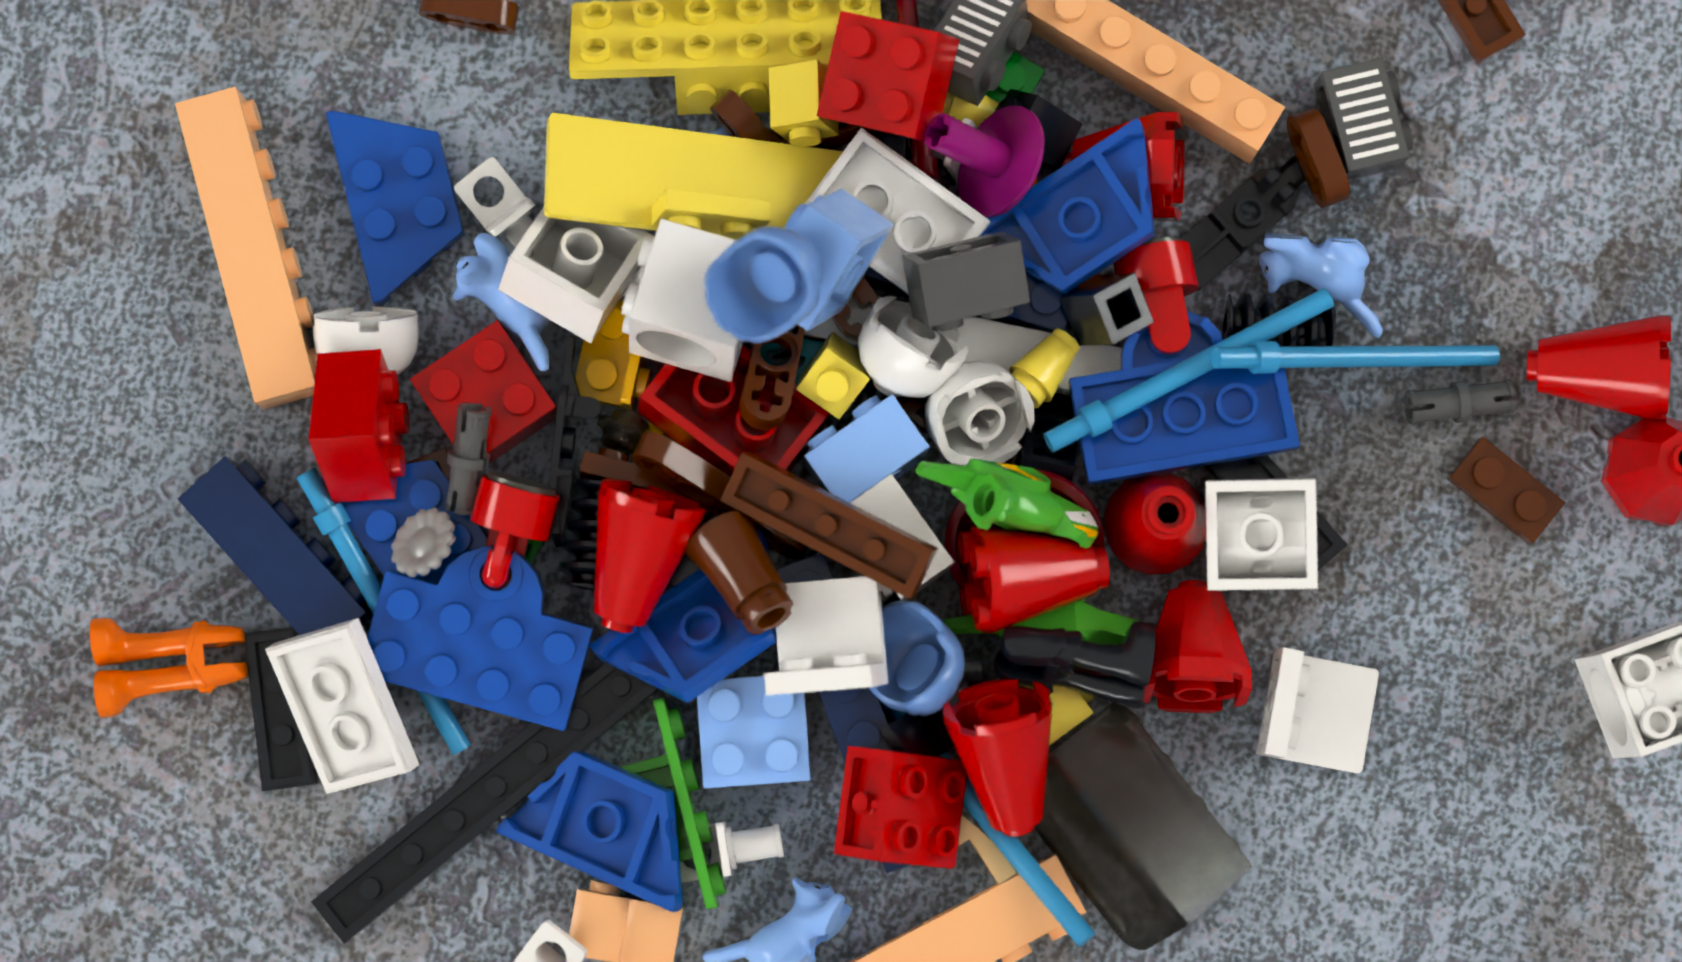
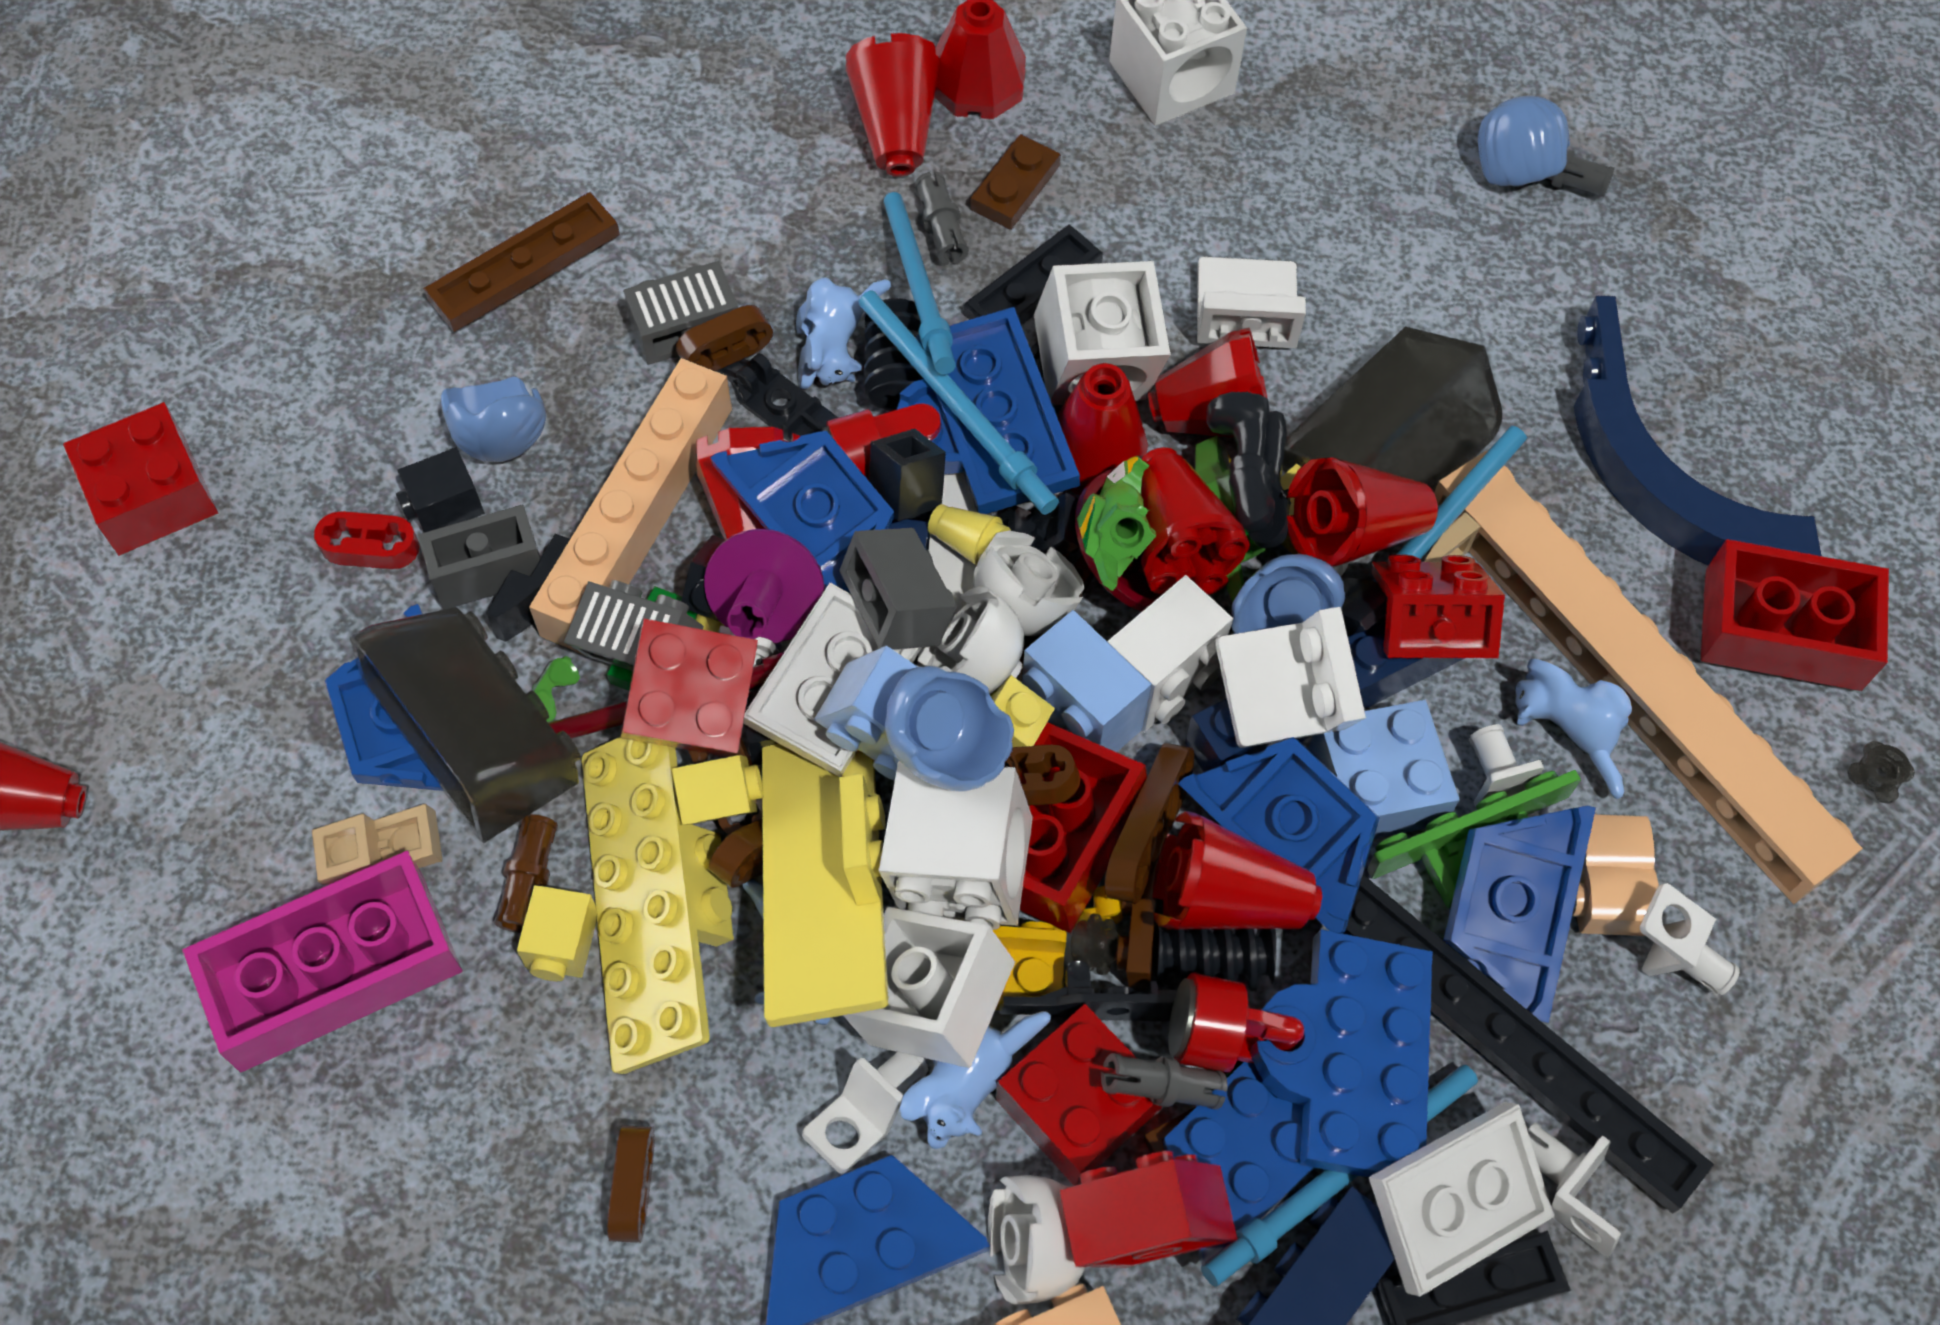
camera: 100 degrees left, 20 degrees down
(358, 814) = (1570, 1175): none -> white bracket
(423, 542) = (1266, 1120): light grey piece -> none
(741, 571) = (1239, 768): reddish brown plant -> none
(828, 524) = (1173, 687): reddish brown plate -> none
(1369, 490) = (1025, 281): none -> black tile

